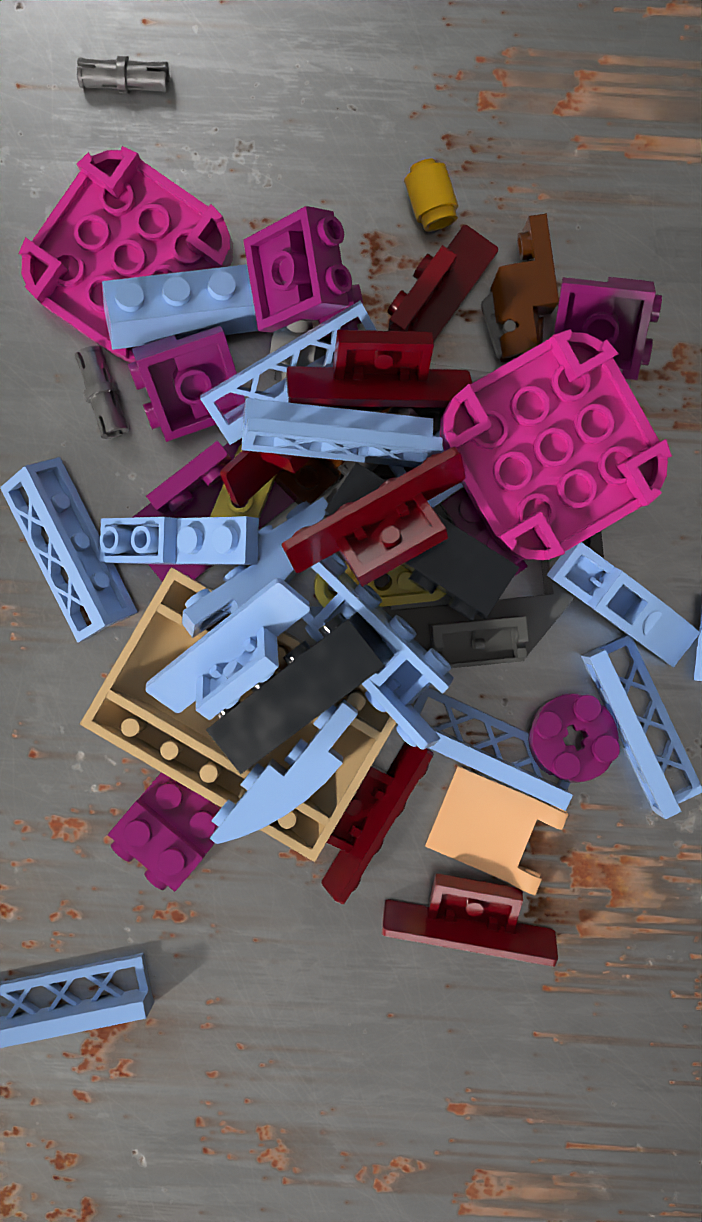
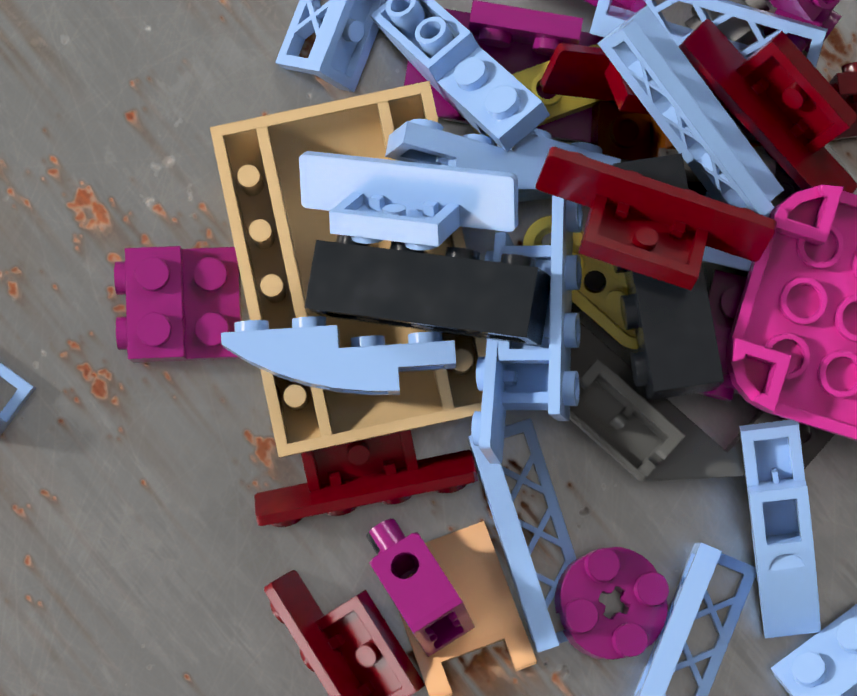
camera: 45 degrees right, 5 degrees down
(481, 852) = (425, 599): none -> magenta torso

